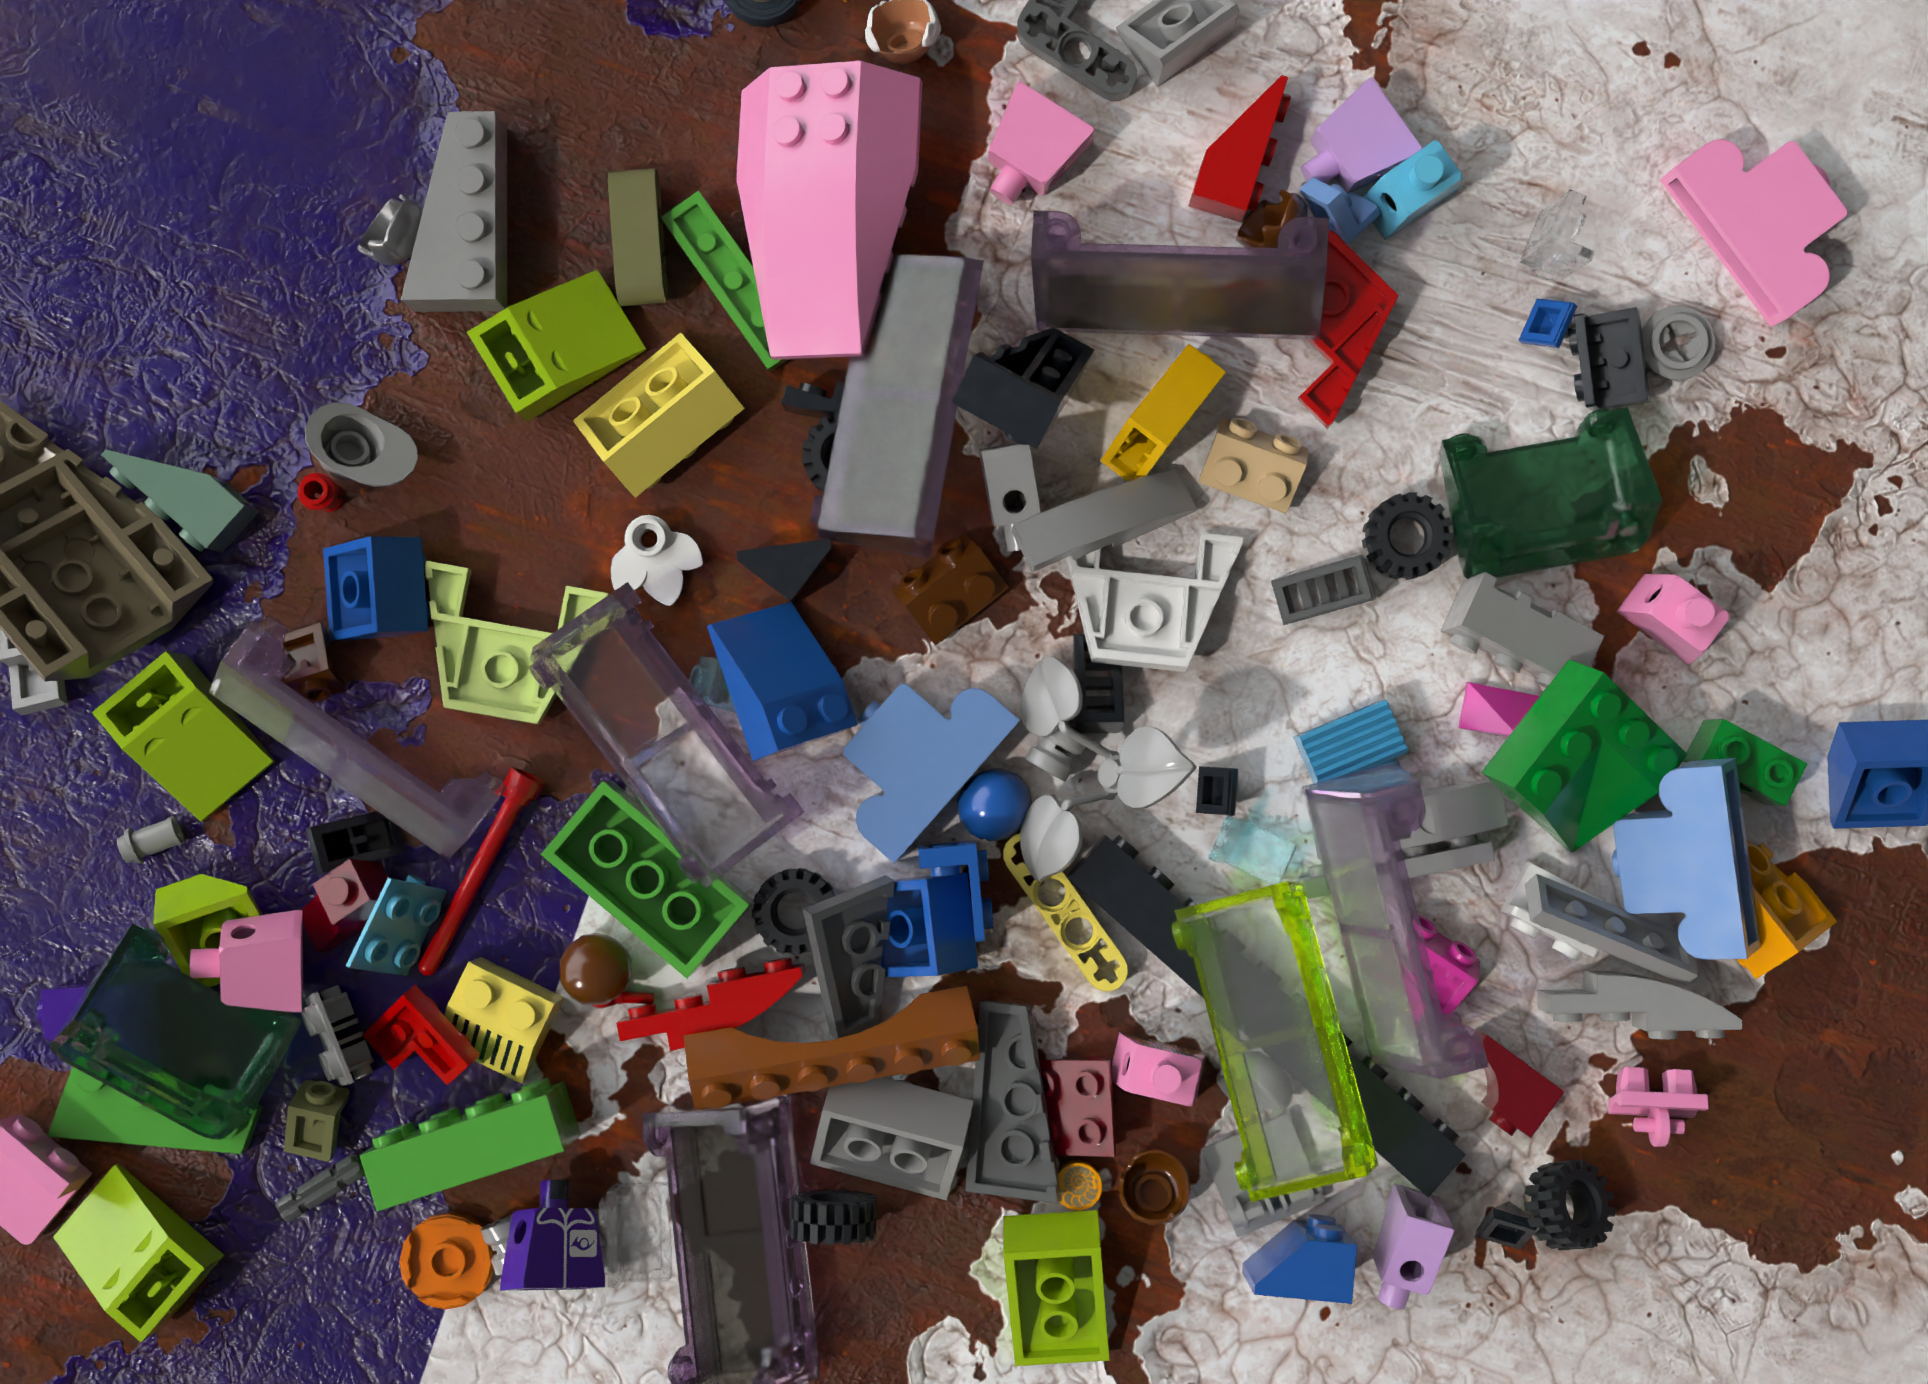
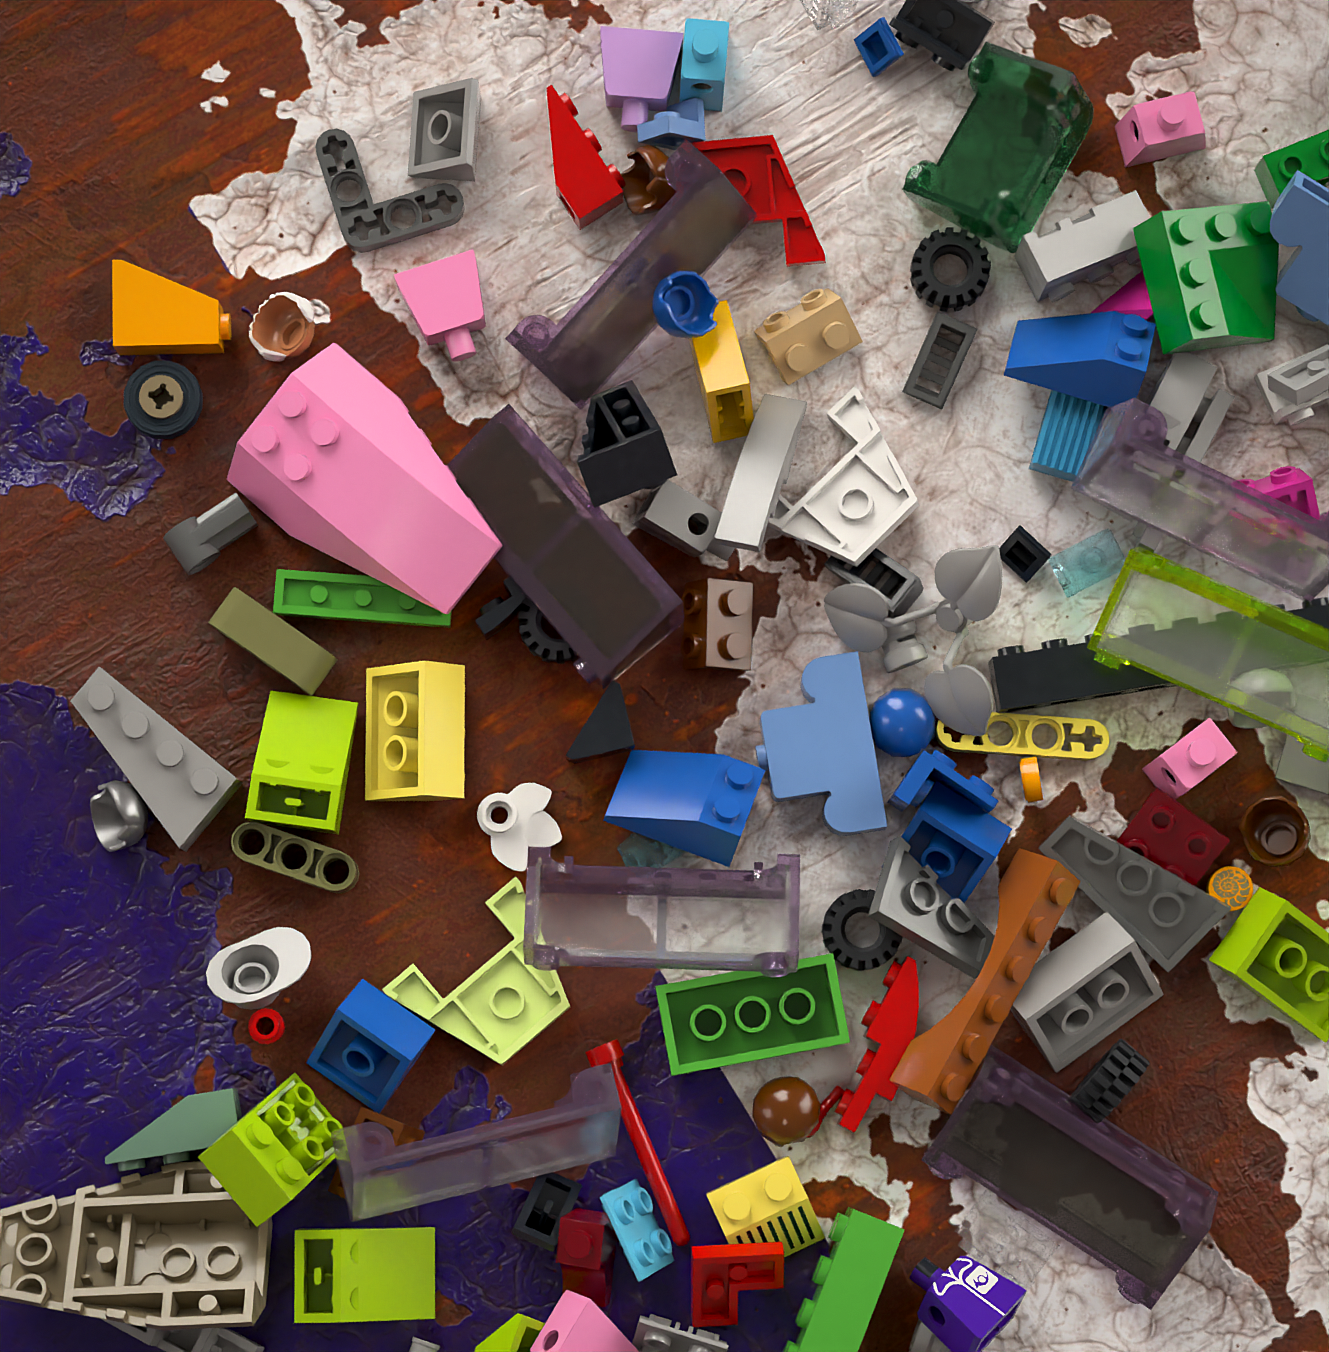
camera: 55 degrees left, 5 degrees down
(218, 579) = (273, 1150): none -> lime slope
(460, 386) = (274, 850): none -> olive beam
(673, 110) = (199, 540): none -> dark grey piece
(1033, 949) = (1031, 779): none -> light orange tile
(1189, 338) = (684, 305): none -> blue hair
(1425, 706) = (1083, 355): none -> blue slope

